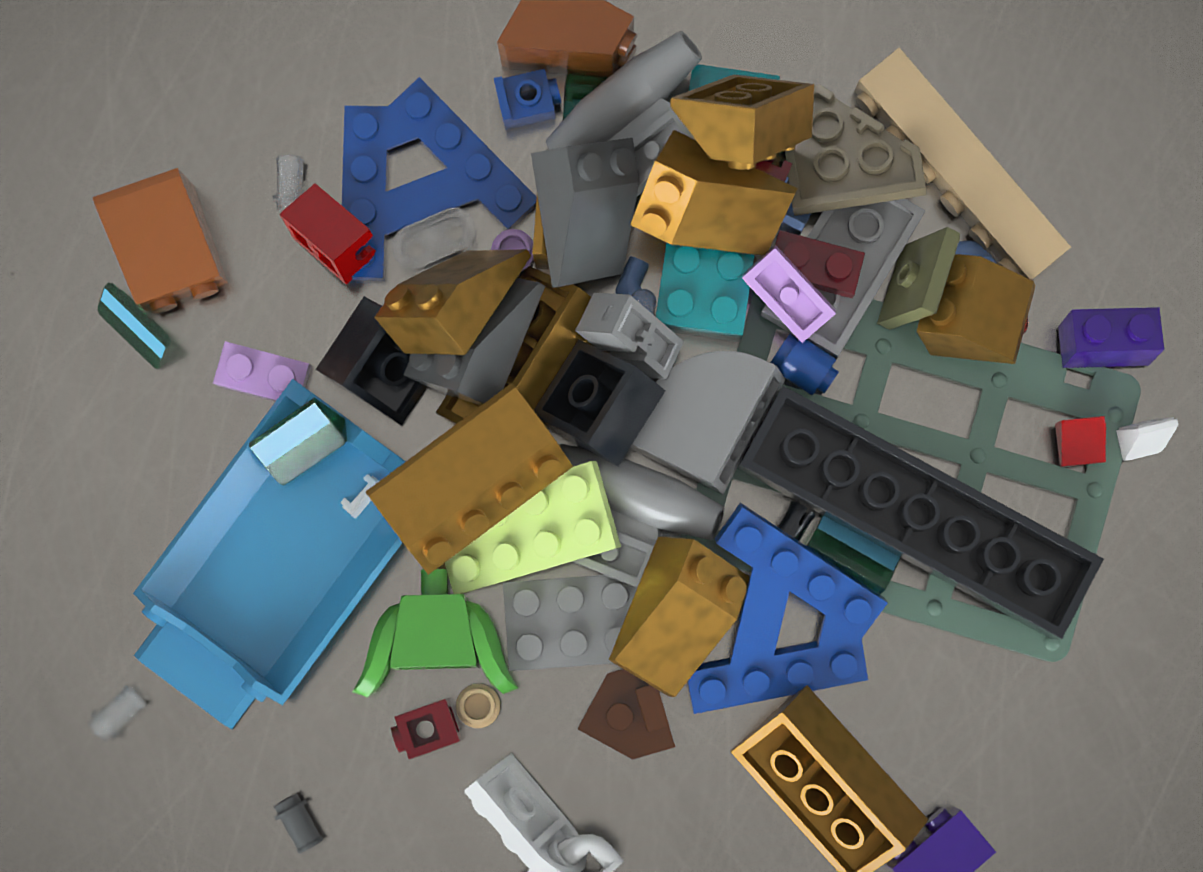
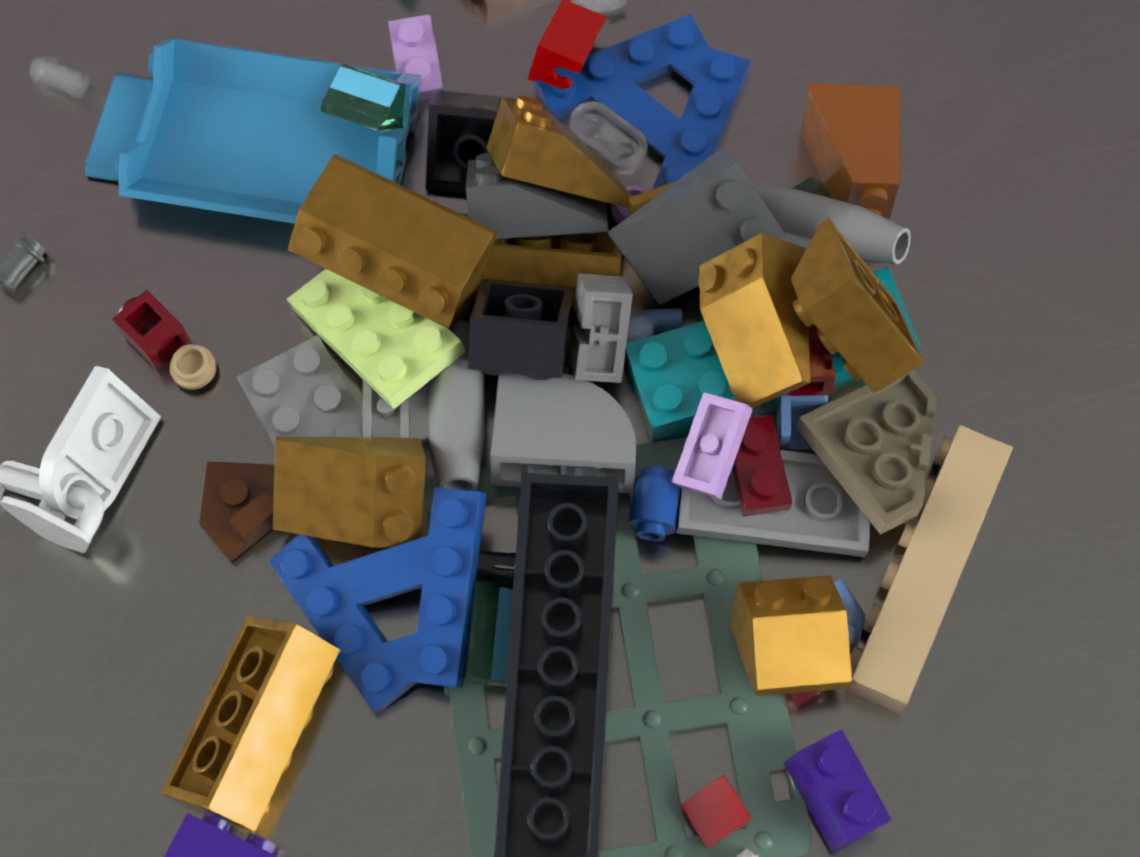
camera: 65 degrees right, 15 degrees down
(434, 633) = (241, 294): bright green torso -> none
(519, 112) = (778, 167): blue brick -> none
(919, 278) = (794, 565): olive plate -> none

